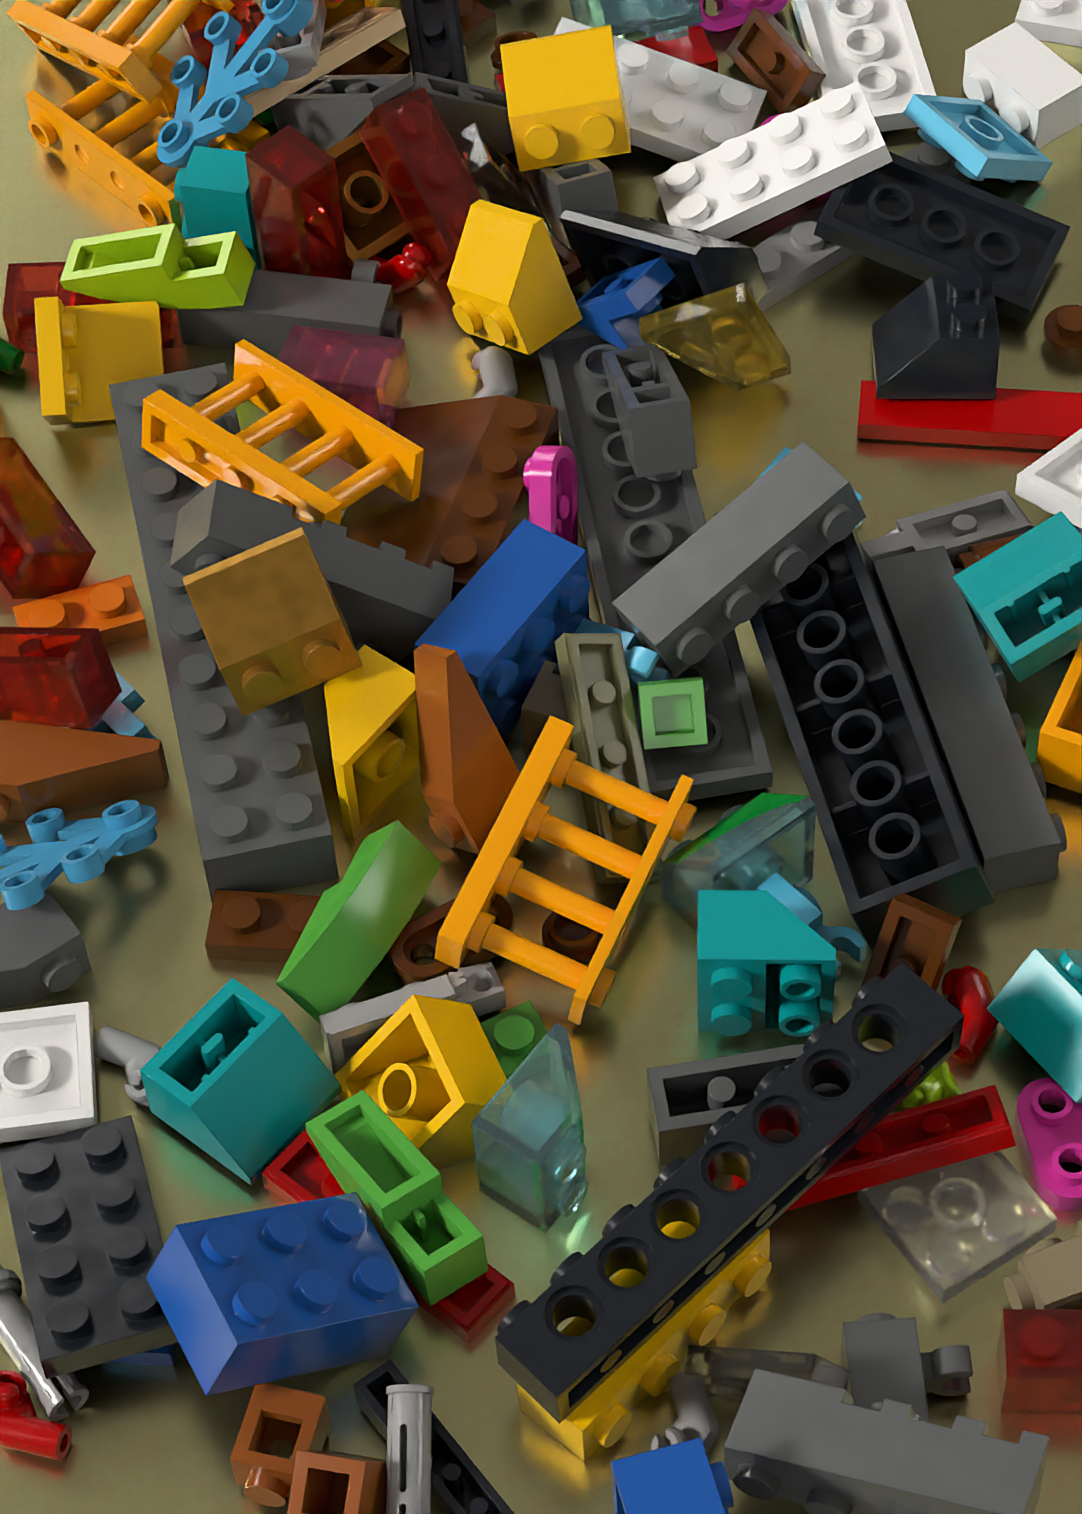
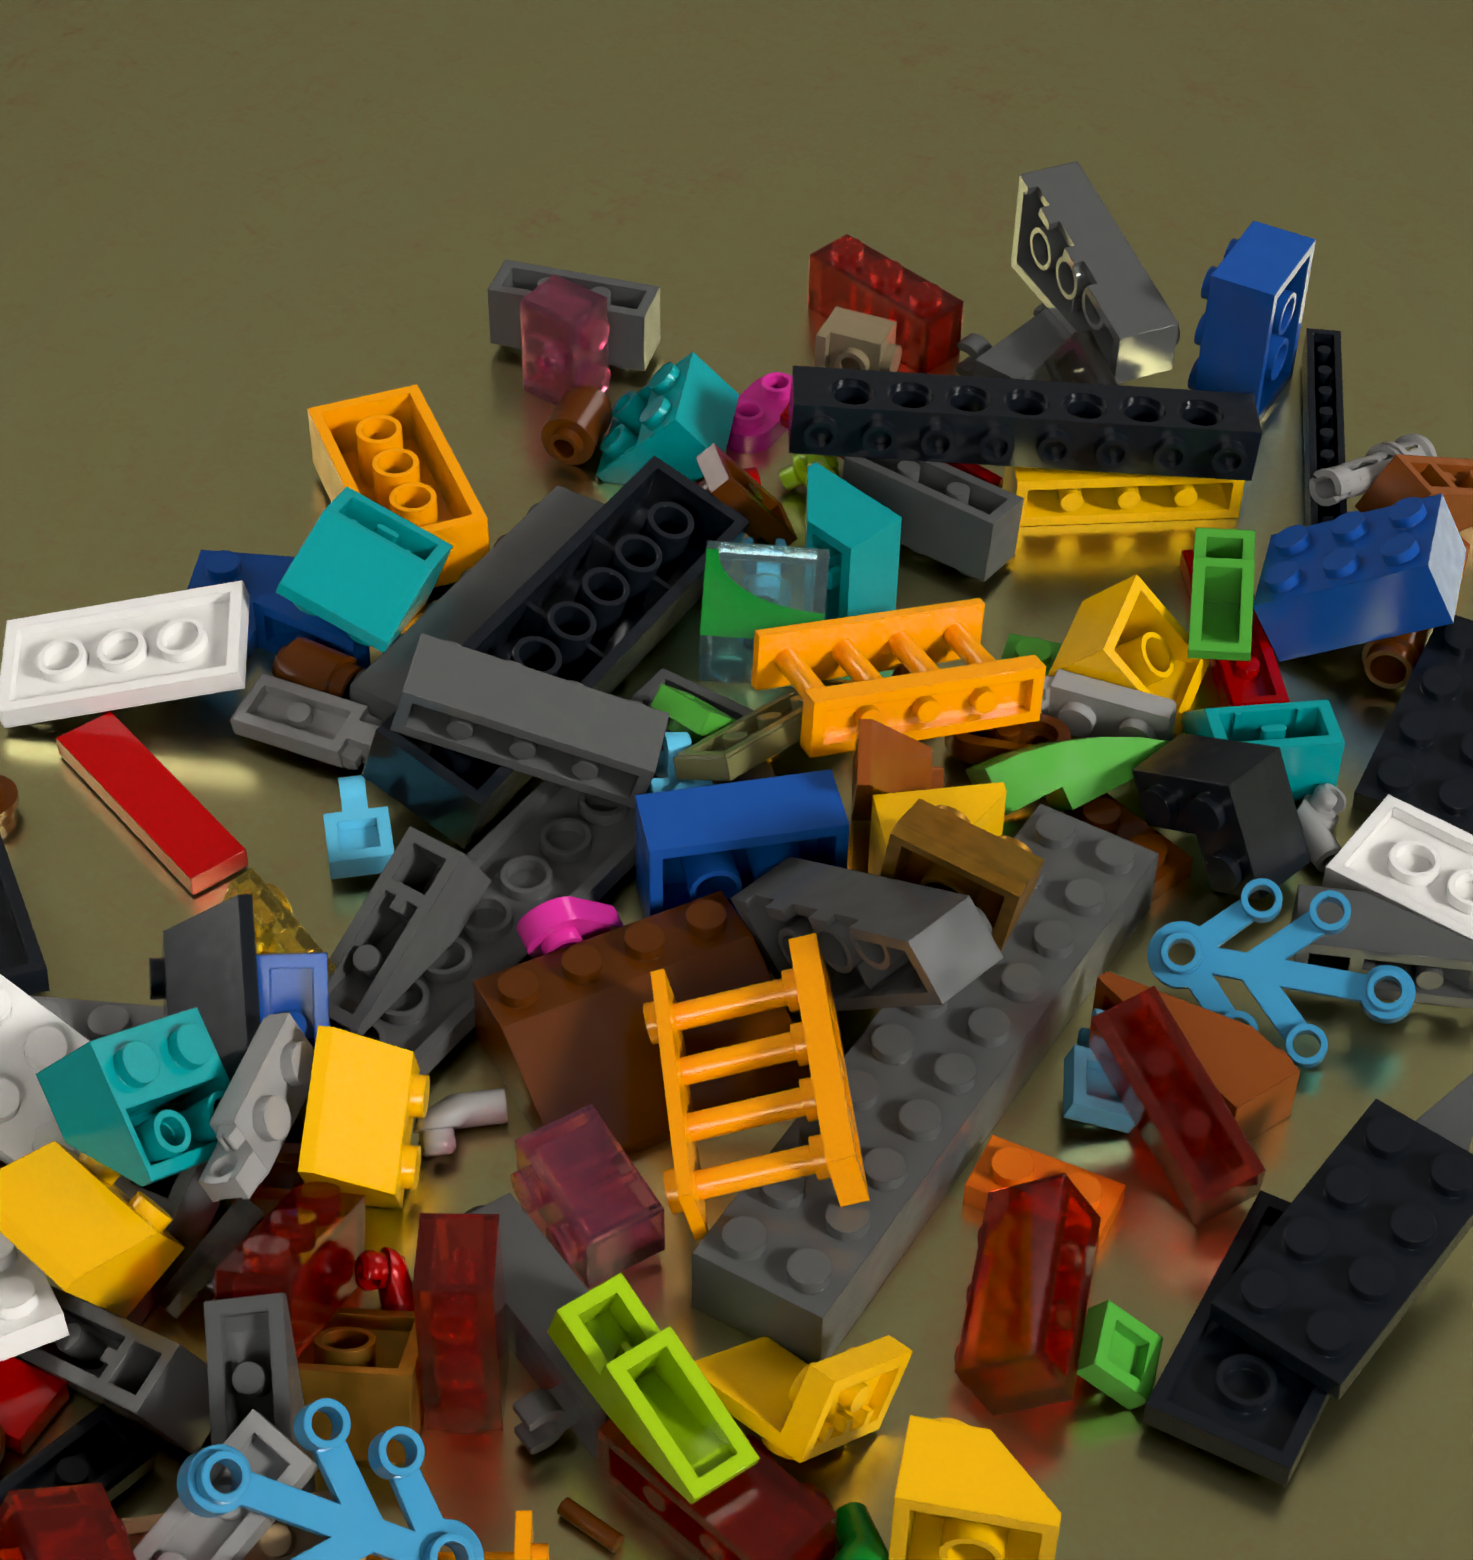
camera: 140 degrees left, 10 degrees down
(192, 945) = (1233, 802): none -> black brick
(217, 197) = (491, 1444): teal brick -> none
(533, 1136) = (1083, 552): clear light blue slope -> none
(536, 188) = (258, 1108): none -> light grey hinge
(597, 144) = (141, 1097): none -> teal slope
(939, 341) = (106, 835): black slope -> none

